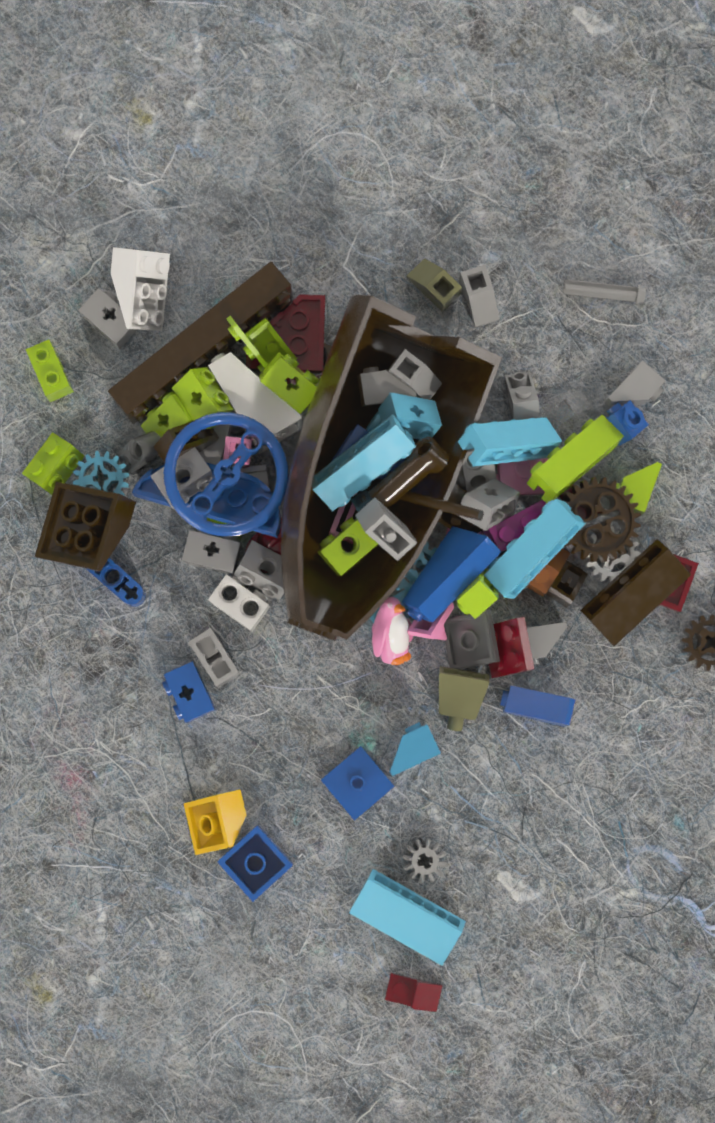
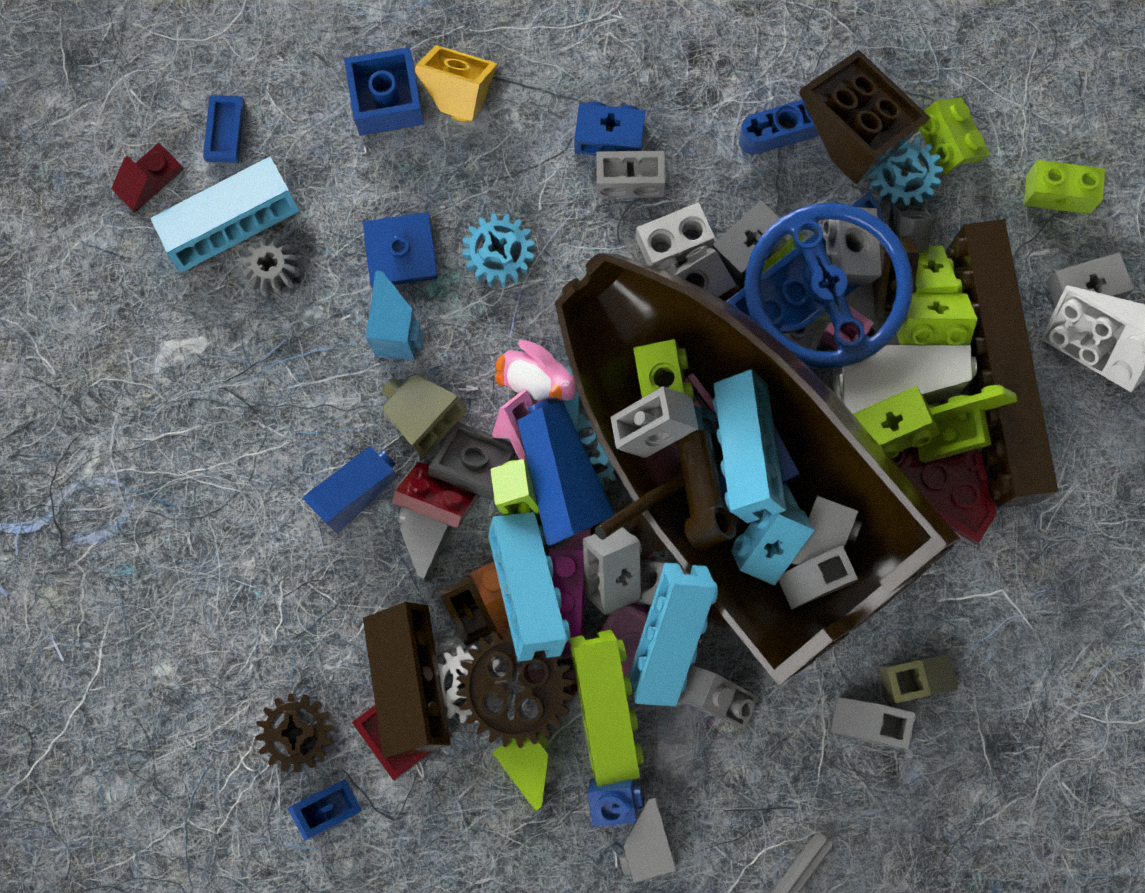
camera: 125 degrees right, 5 degrees down
(304, 707) = (504, 241): none -> medium azure gear
(346, 962) = (224, 129): none -> blue tile

